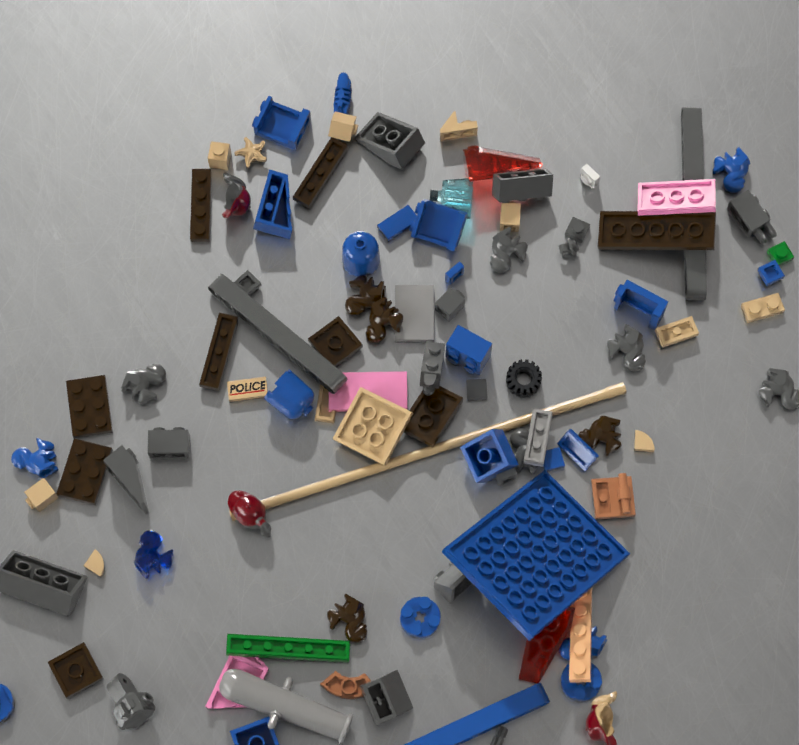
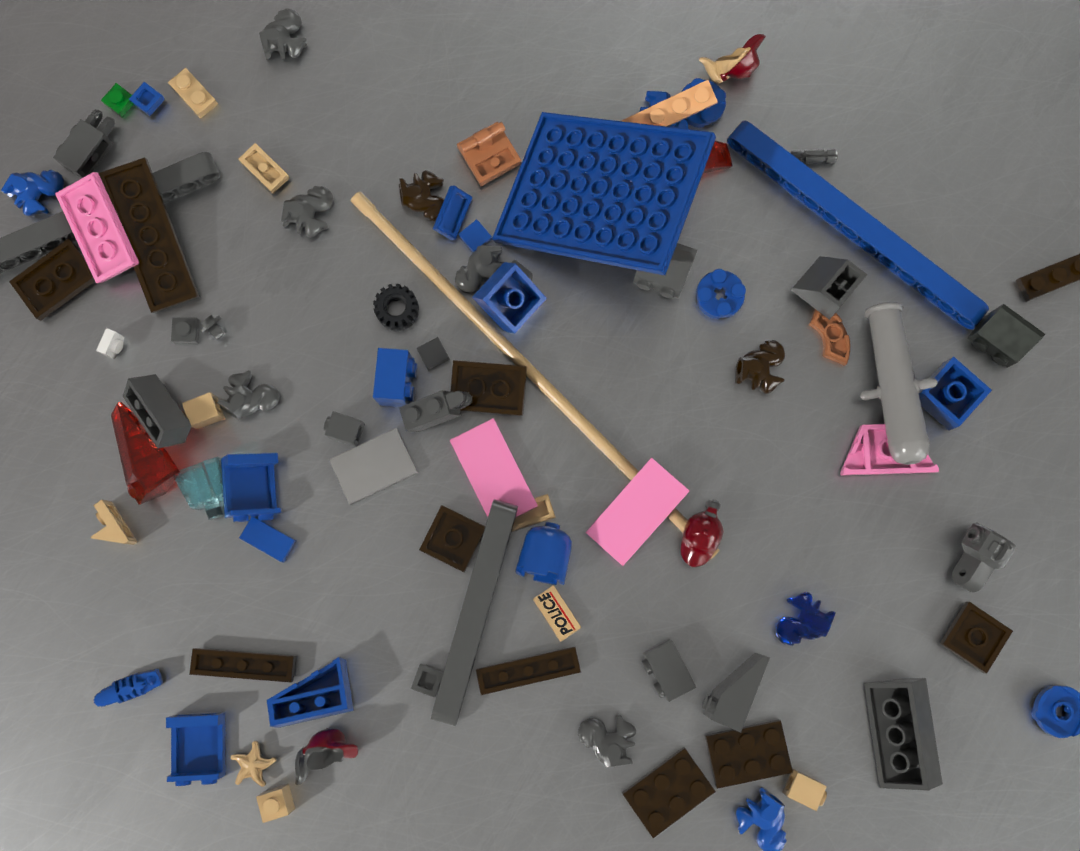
camera: 115 degrees left, 10 degrees up
(95, 563) = (846, 680): tan tile -> none
(200, 205) = (350, 793): dark brown plate -> none
(288, 648) = (830, 416): green tile -> none
(289, 475) = (637, 511): none -> bright pink tile
(343, 126) = (169, 666): tan brick -> none
(360, 253) = (329, 561): blue cylinder -> none
(368, 294) = (377, 527): dark brown animal -> none
(372, 426) = (536, 443): tan plate -> none
(381, 317) = (397, 500): dark brown animal -> none
(391, 139) = (161, 600): dark grey slope -> none
(454, 273) = (303, 441): blue tile -> none
(538, 437) = (462, 255): light grey tile -> none
(641, 300) = (246, 196): blue panel -> none
(643, 442) = (410, 151): tan tile -> none
(656, 156) = (53, 280): none -> dark brown plate

